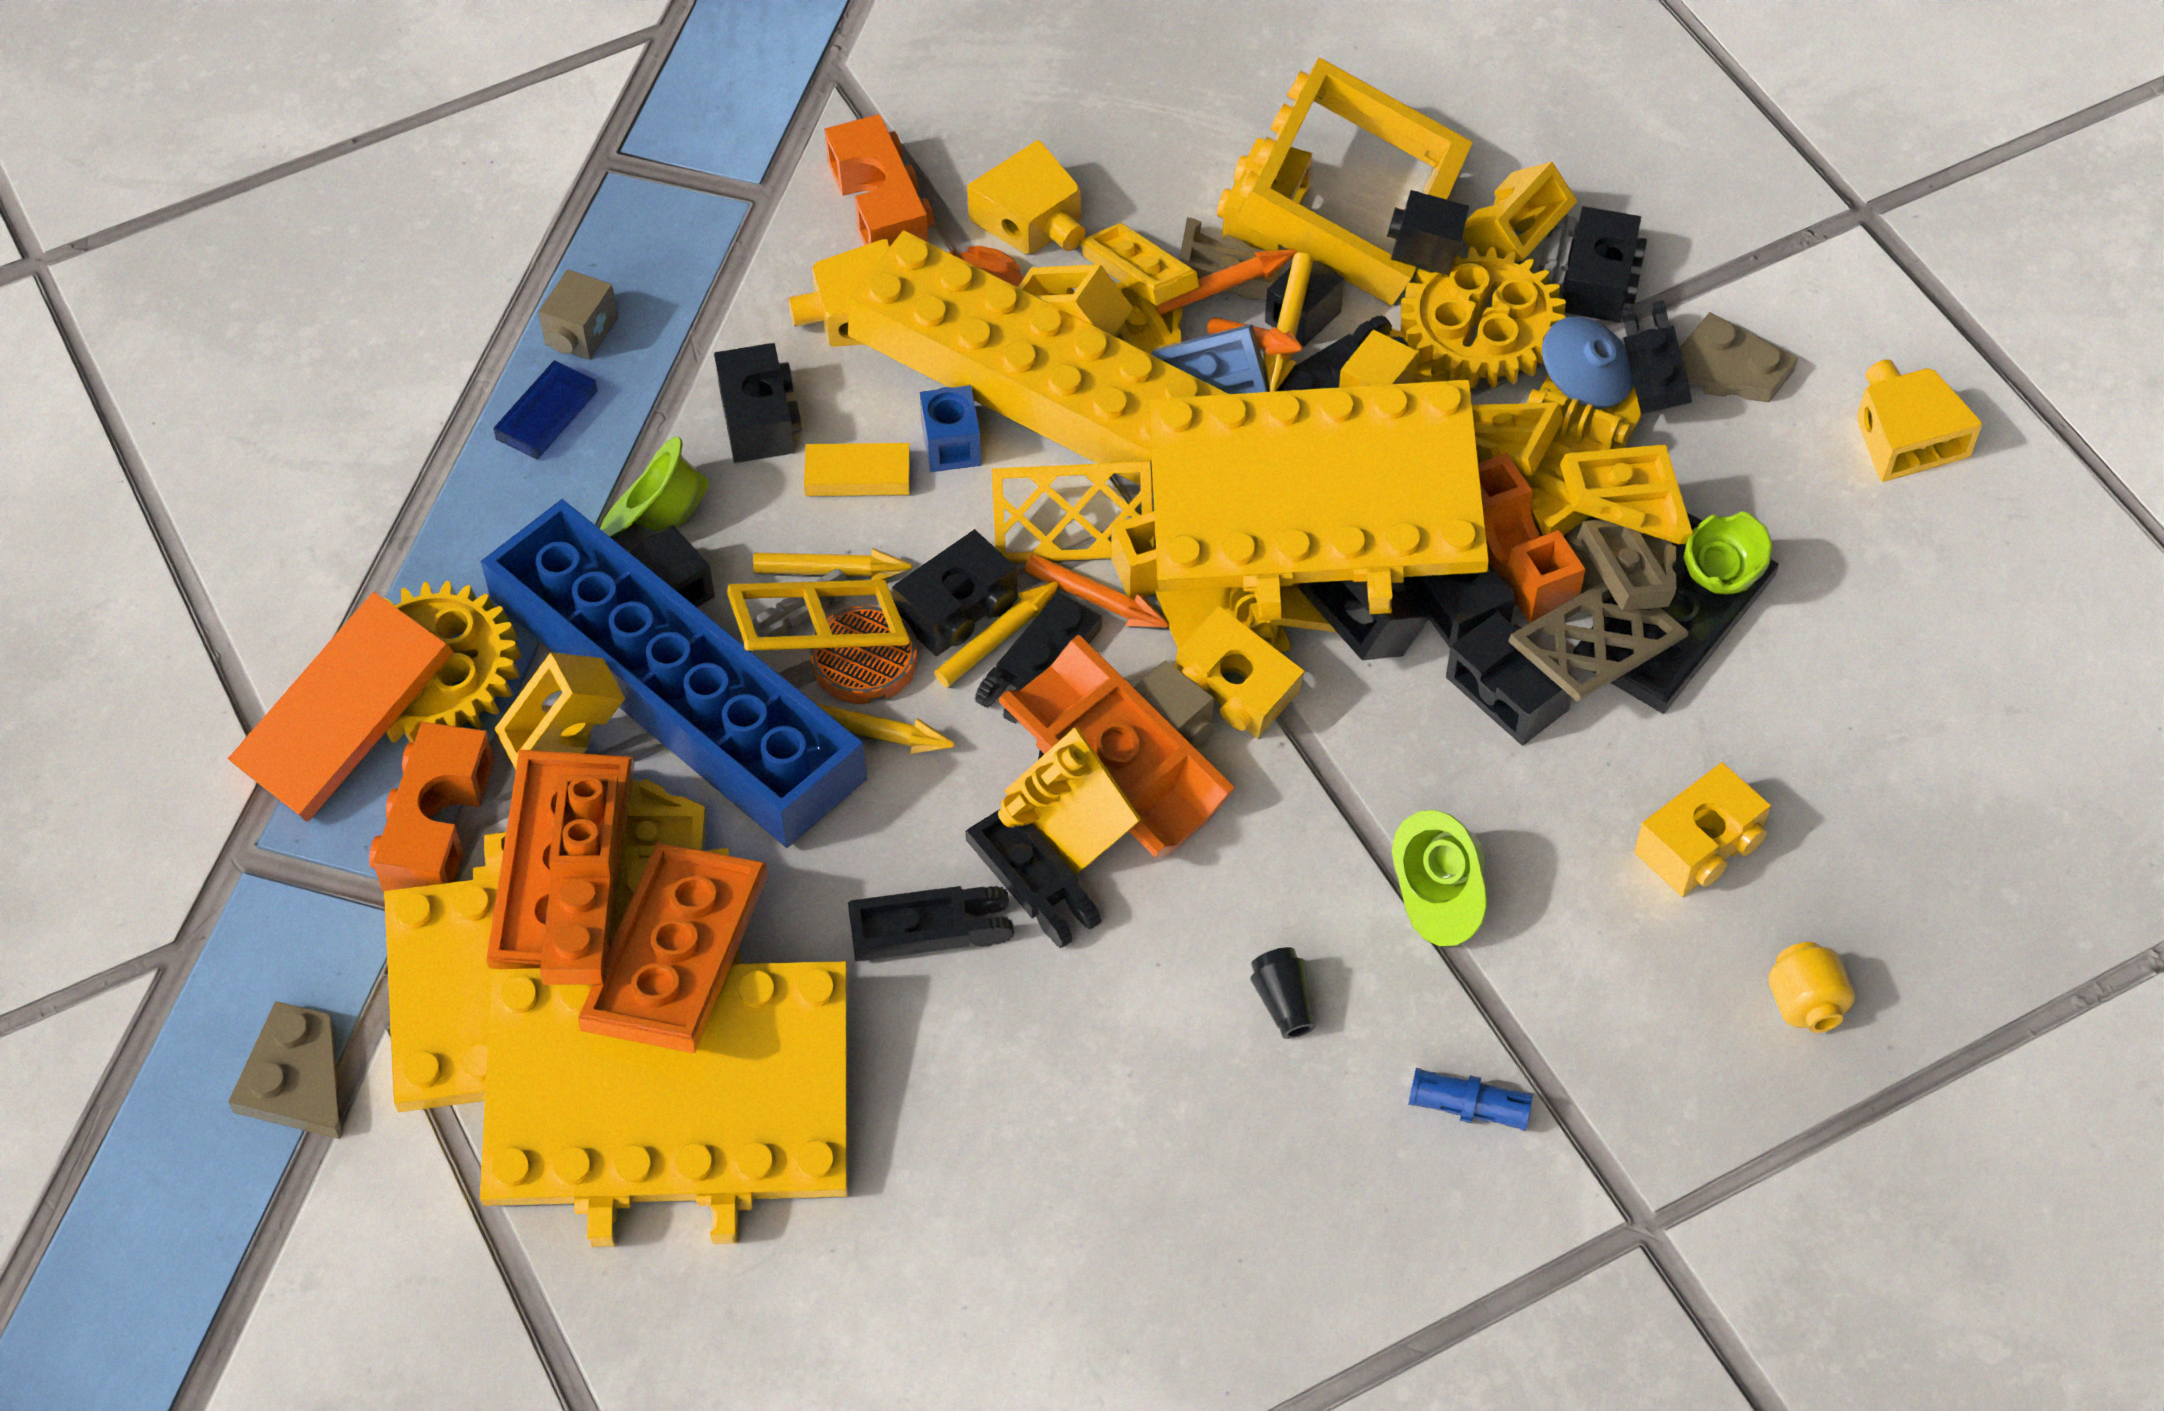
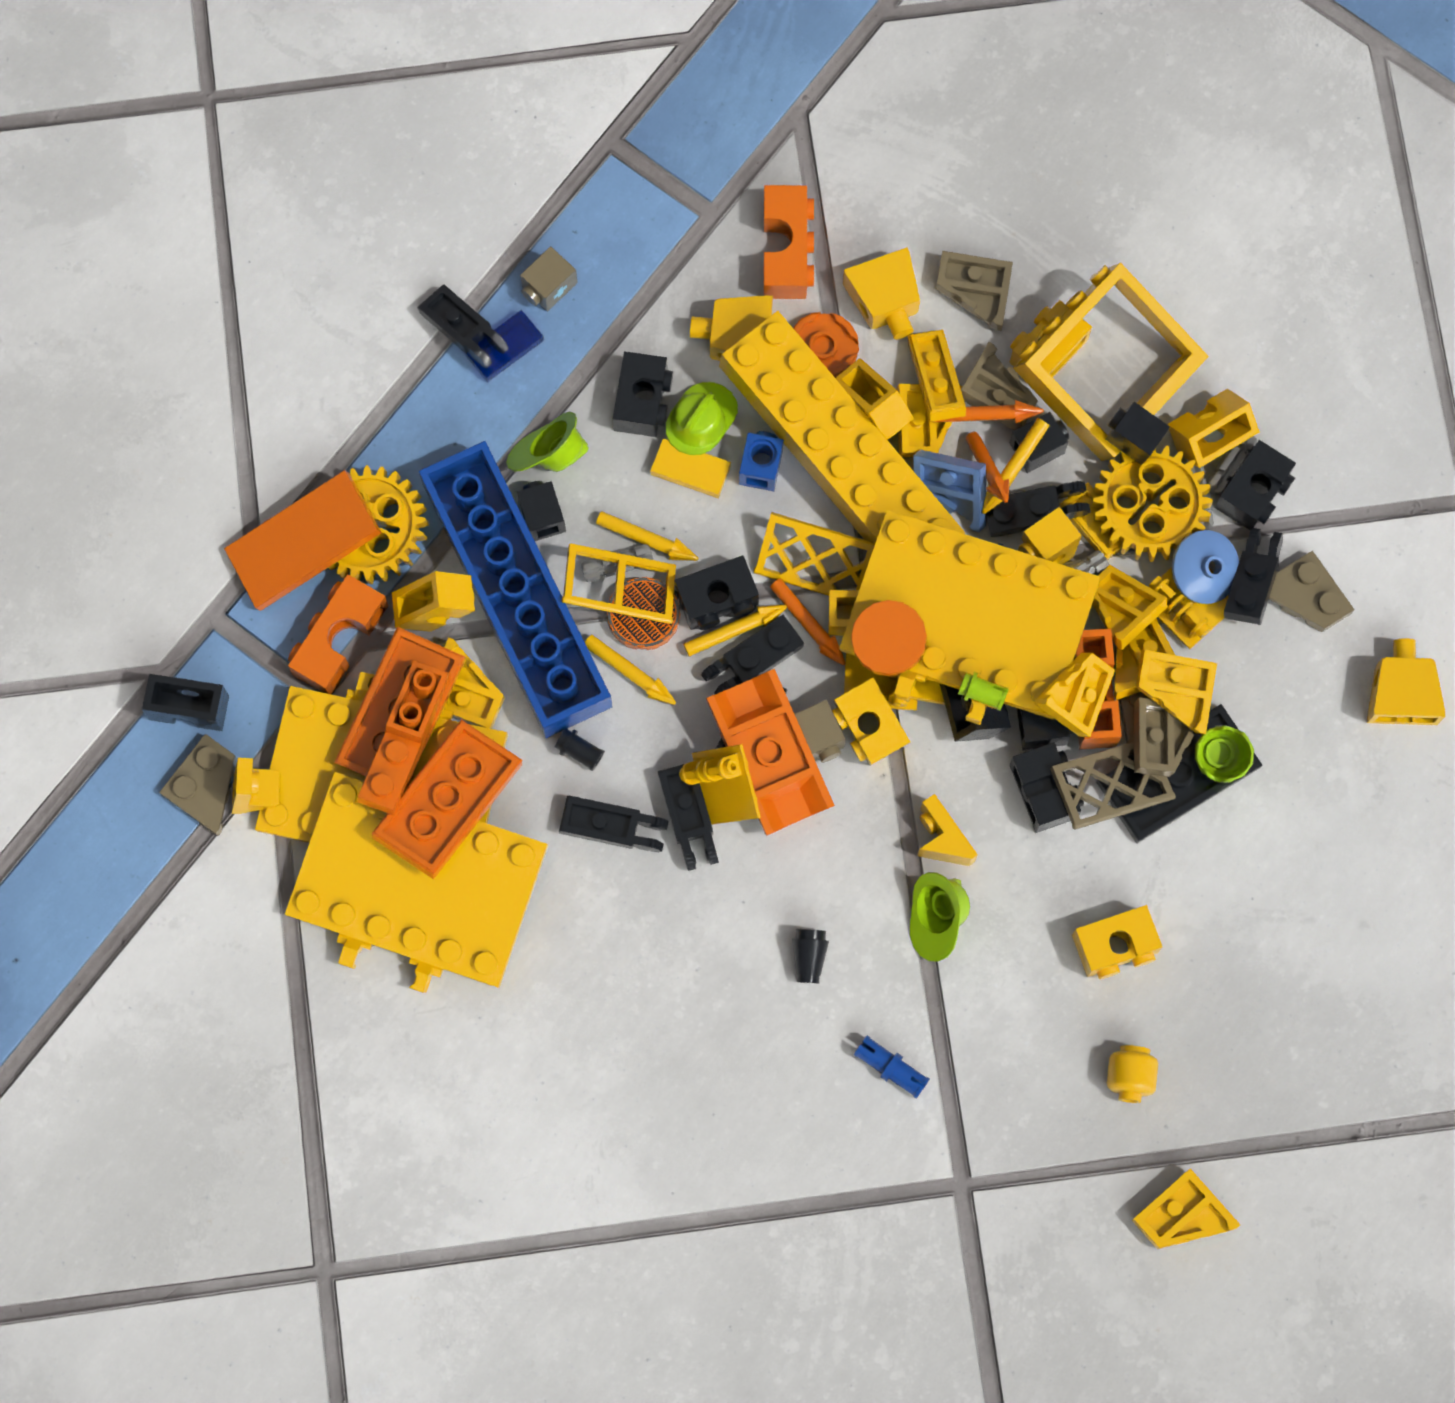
camera: 20 degrees right, 20 degrees up
(204, 979) = (166, 702): none -> black brick
(371, 1040) = (254, 787): none -> yellow slope
(481, 395) = (461, 324): none -> black hinge
(841, 843) = (579, 749): none -> black pin
(846, 408) = (701, 418): none -> lime piece
(1142, 165) = (976, 285): none -> dark tan wing
(1222, 536) = (889, 638): none -> orange tile
(1380, 553) = (983, 691): none -> lime pin
(1409, 778) = (951, 843): none -> yellow slope
(1507, 526) = (1078, 694): none -> yellow wing
(1982, 1145) = (1184, 1214): none -> yellow wing

